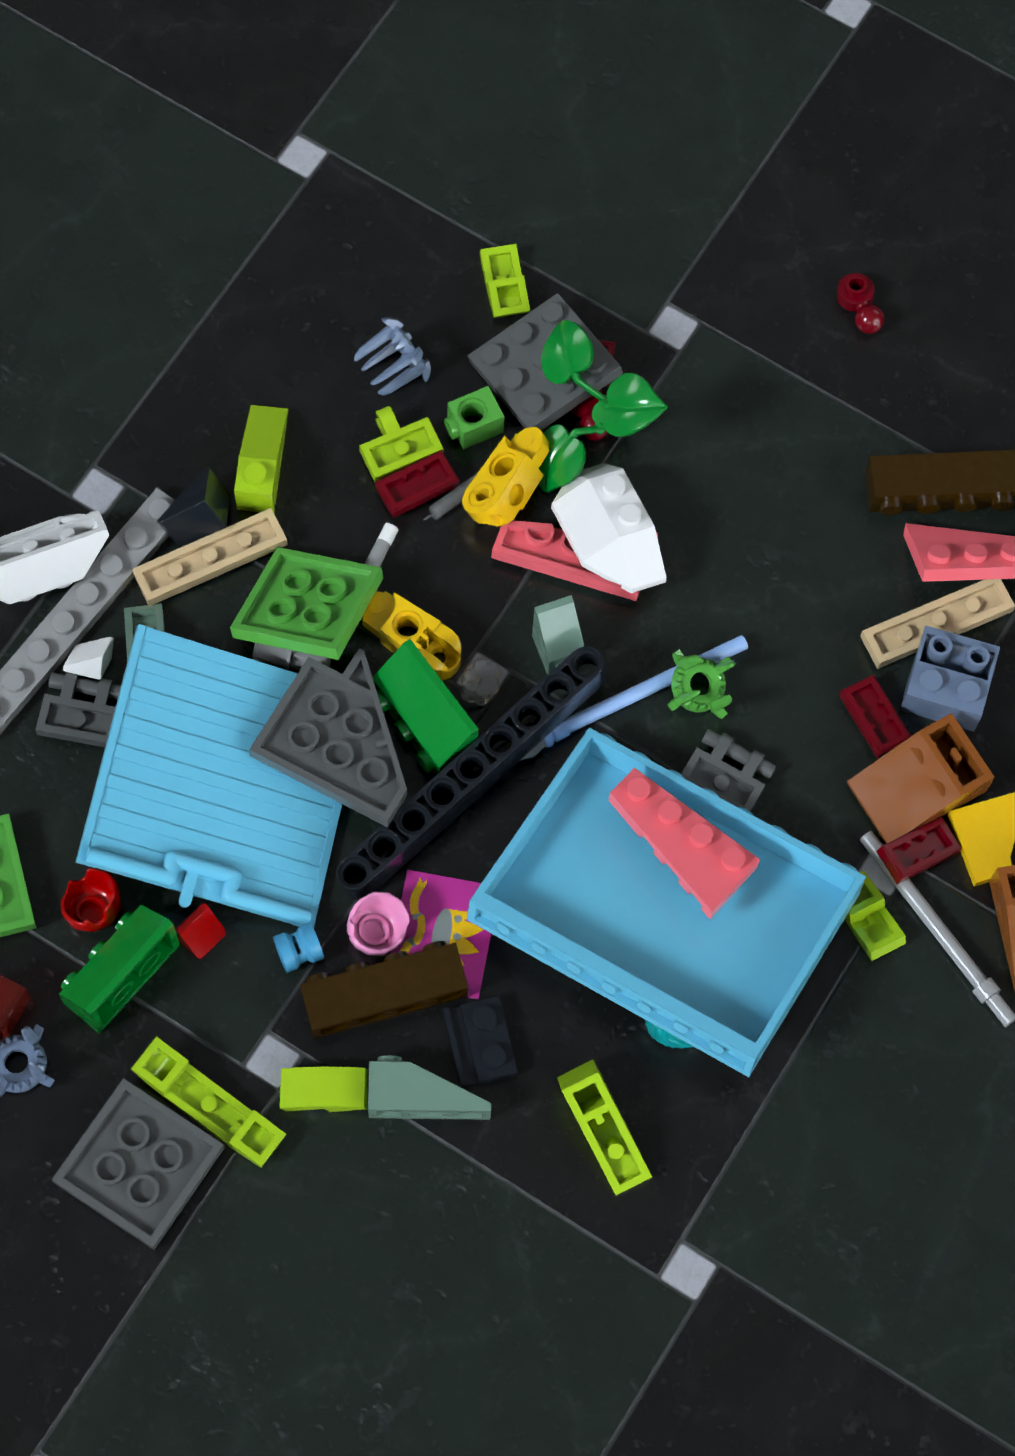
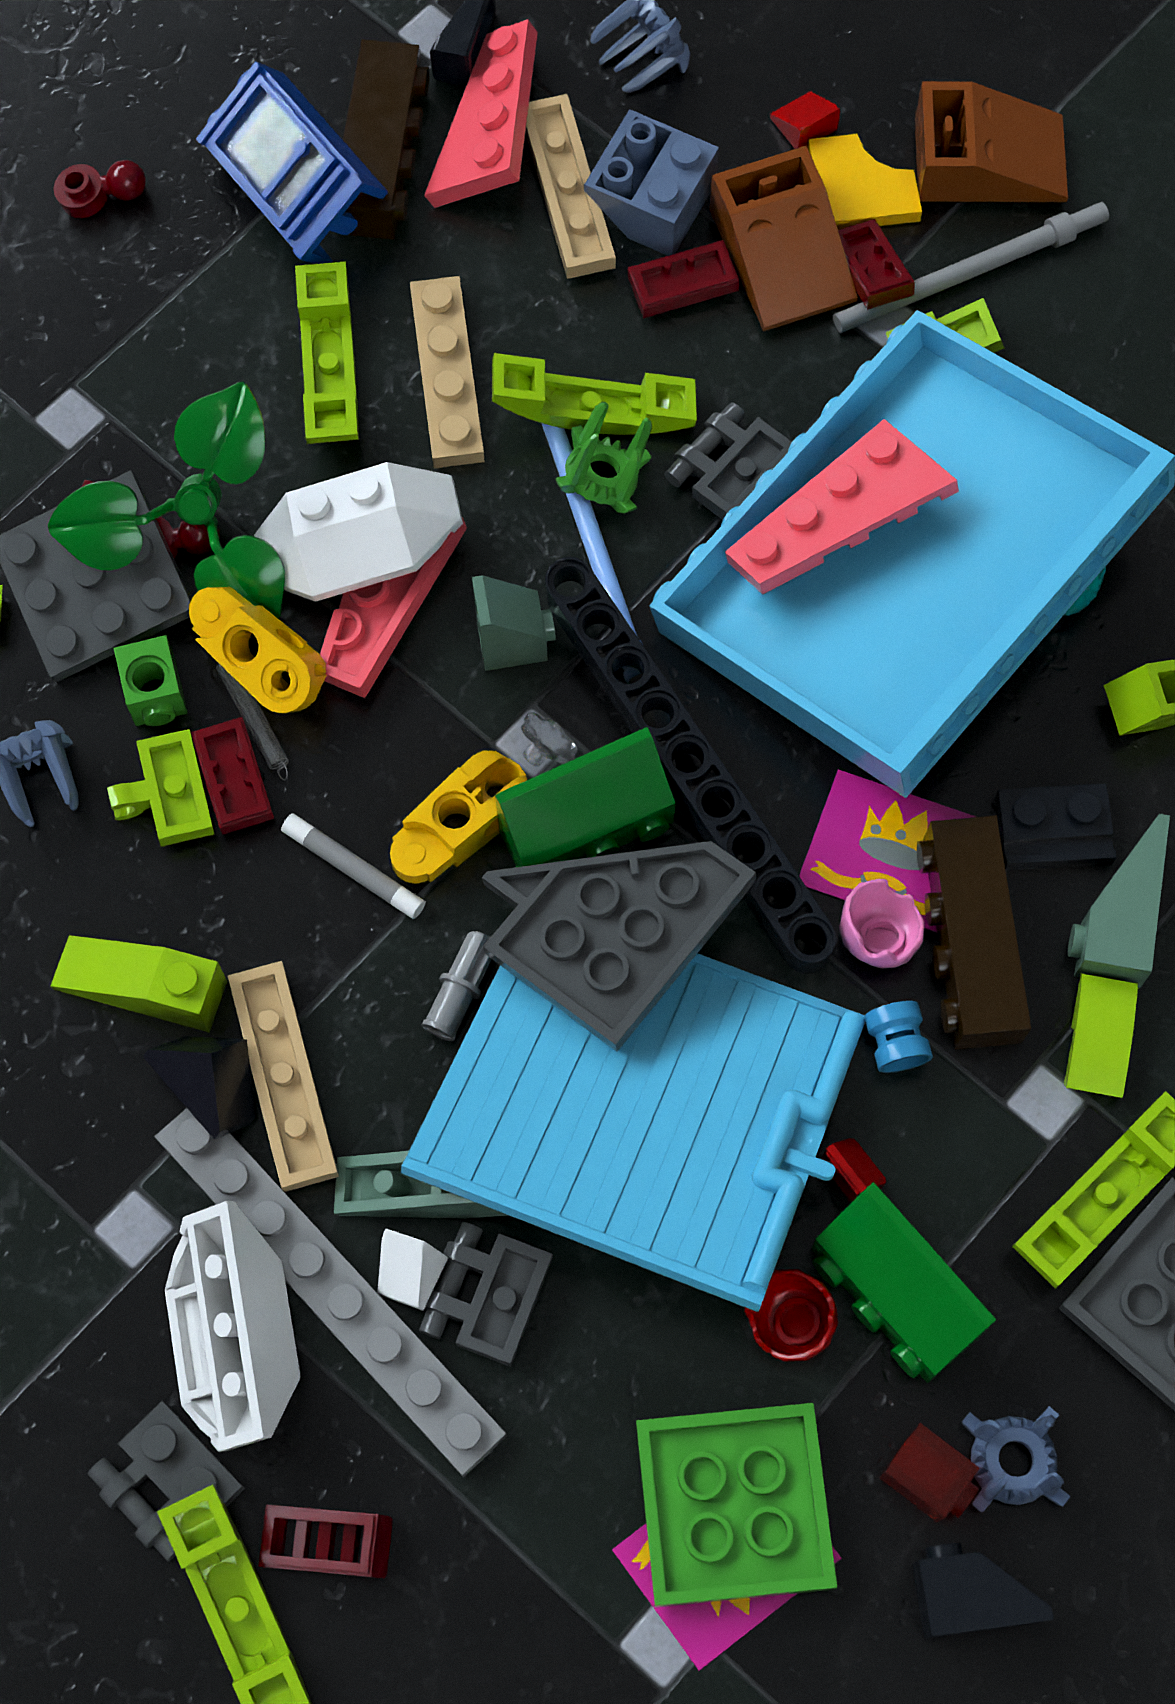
camera: 75 degrees left, 0 degrees up
(307, 603) = (395, 941): bright green plate -> none
(753, 484) = (327, 353): none -> lime slope
(754, 667) = (568, 401): none -> lime slope
(763, 566) = (447, 372): none -> tan plate
(900, 421) = (288, 160): none -> blue door

